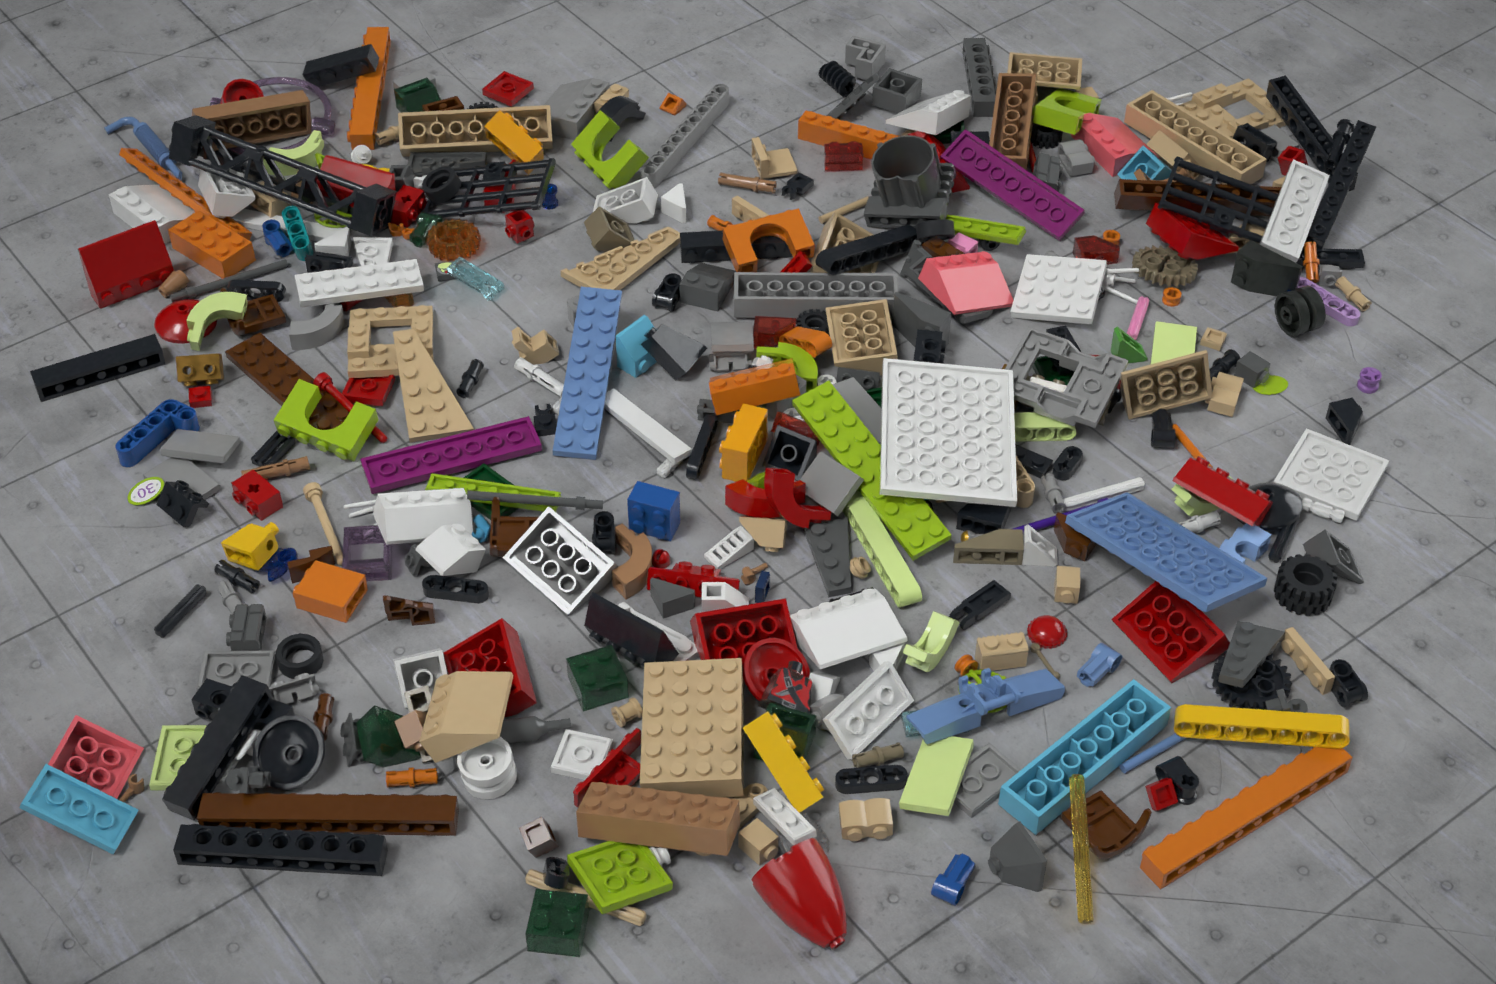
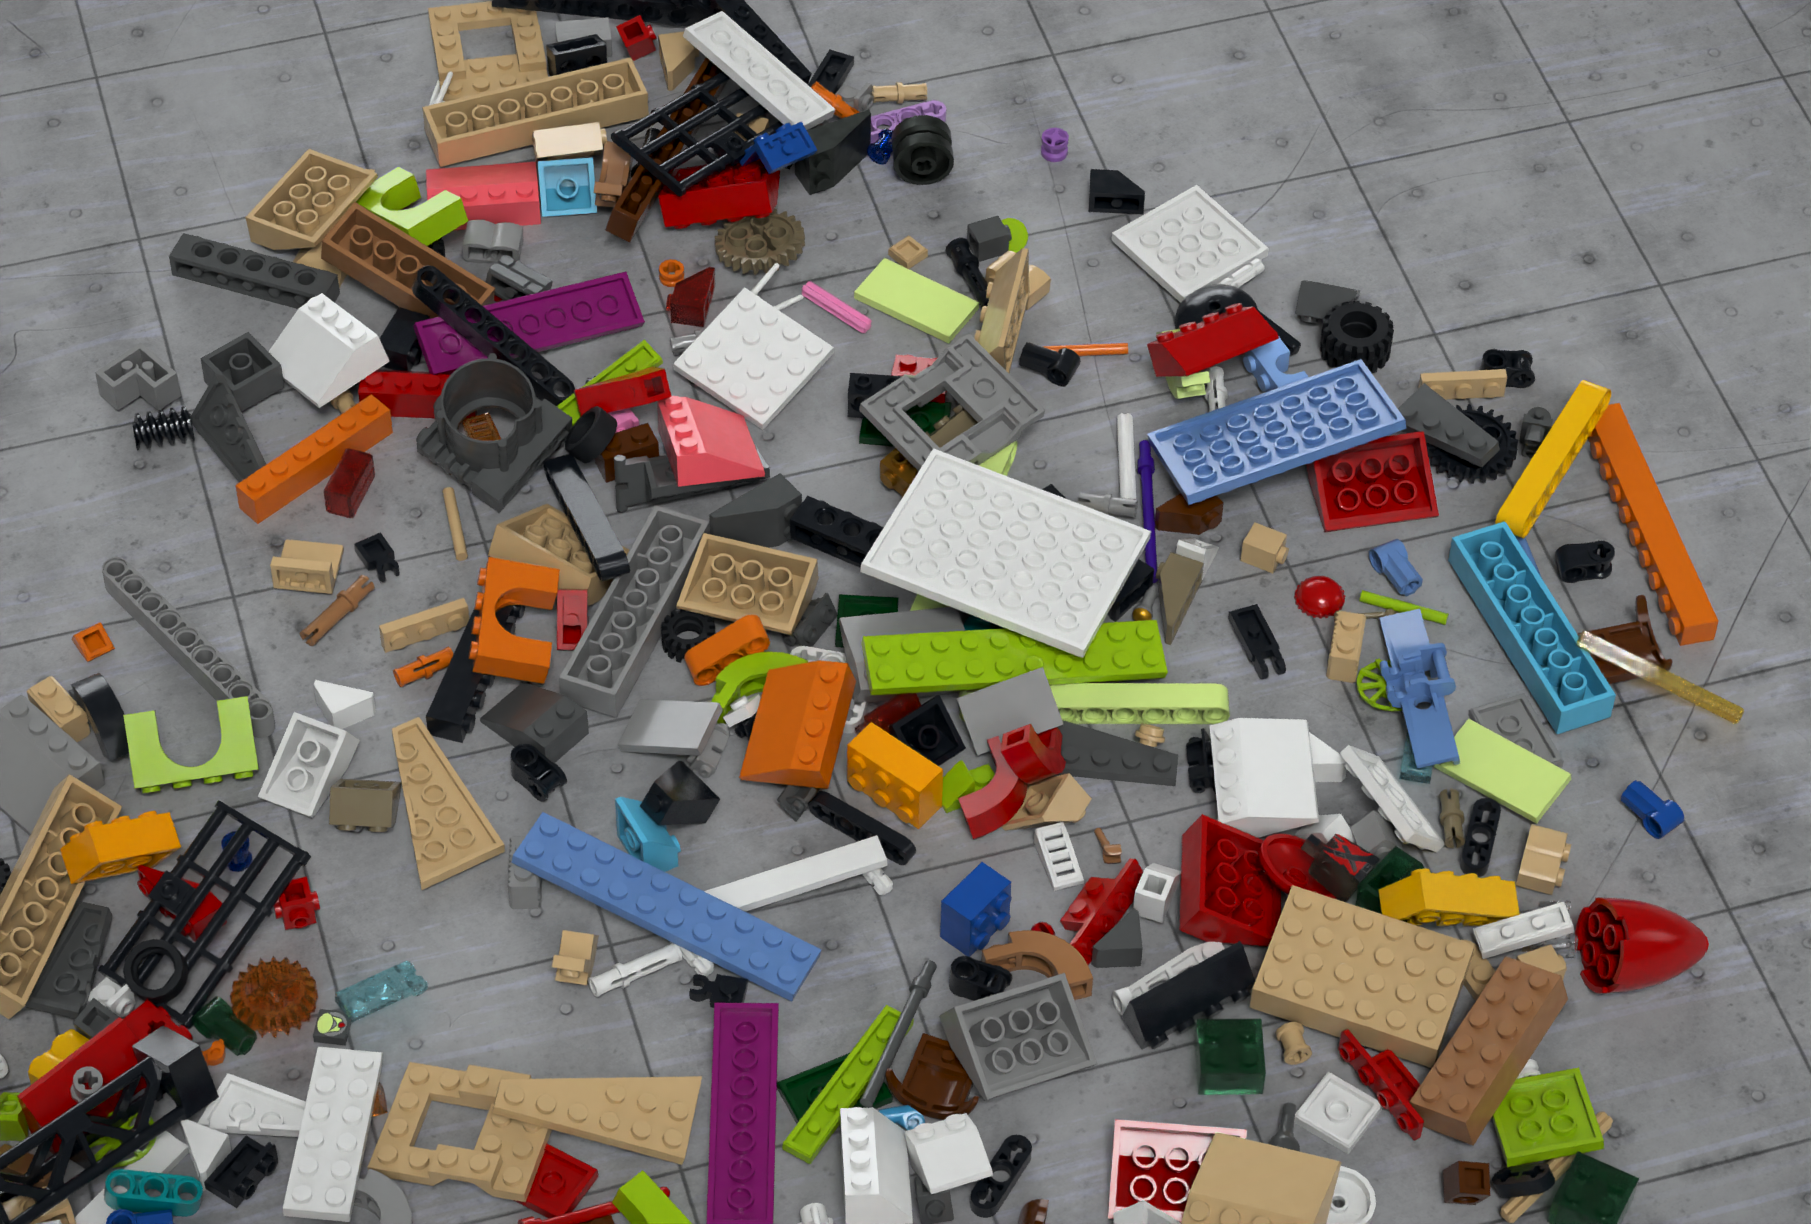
camera: 70 degrees left, 5 degrees up
(345, 172) = (85, 1075): none -> light grey bush
(470, 378) = (594, 1054): black pin -> none
(762, 587) = (1144, 842): dark blue tile -> none
(769, 329) = (675, 679): clear red slope -> none
(933, 643) = (1300, 700): yellowish green arch -> none
(965, 664) = (1350, 687): orange bush -> none
(978, 232) = (624, 391): none -> red slope
(980, 157) = (487, 325): none -> black beam
(1018, 859) = (1654, 736): dark grey slope -> none
(1063, 461) = (1062, 470): black beam -> none
(1066, 681) = (1401, 606): none -> lime bar
(1126, 347) = (891, 341): bright green slope -> none
(1161, 794) = (1599, 584): red plate -> none
(1171, 296) = (813, 266): orange bush -> none
(1228, 233) = (781, 148): none -> blue bracket

